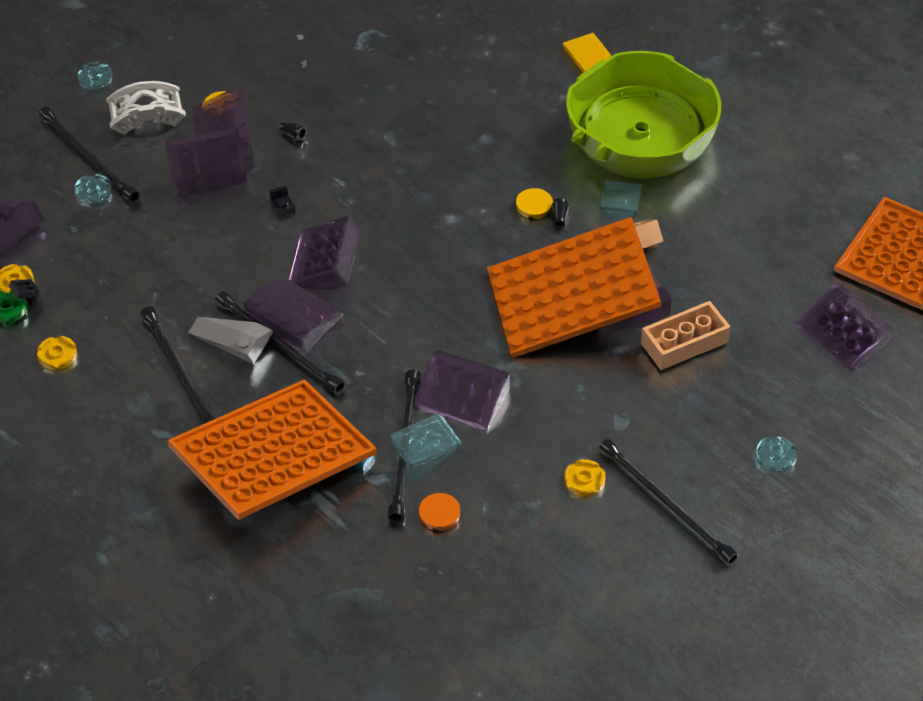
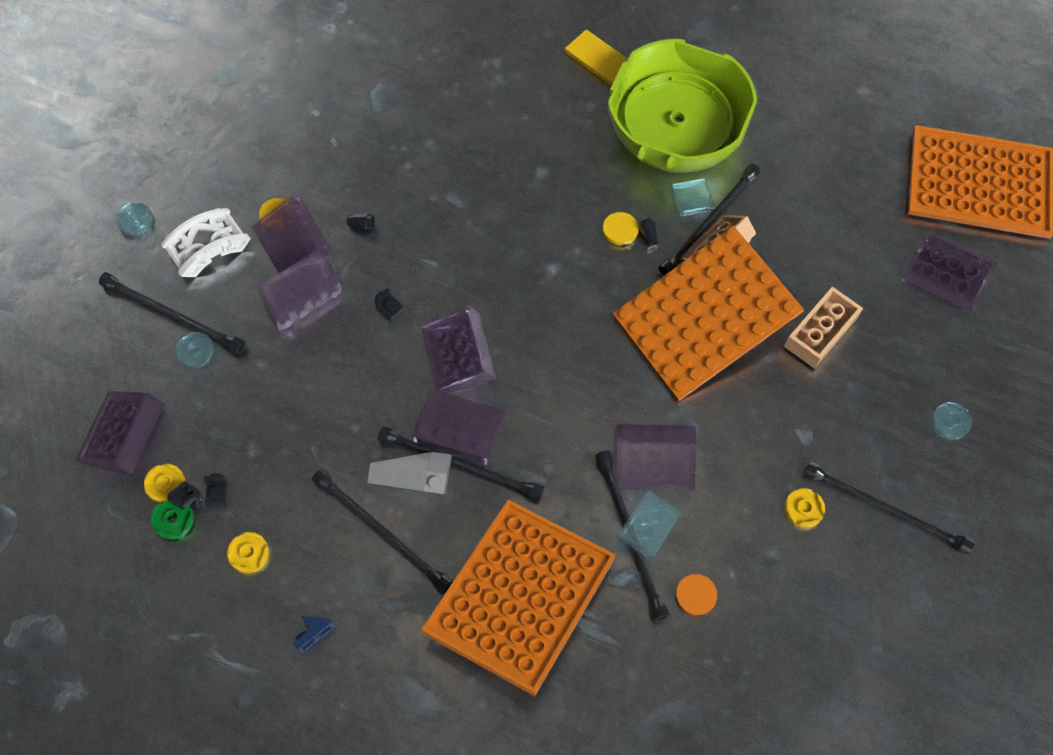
camera: 25 degrees left, 15 degrees up
(55, 297) = (216, 490): none -> black bracket
(82, 426) = (318, 628): none -> dark blue slope
(687, 193) = (749, 174): none -> black hose

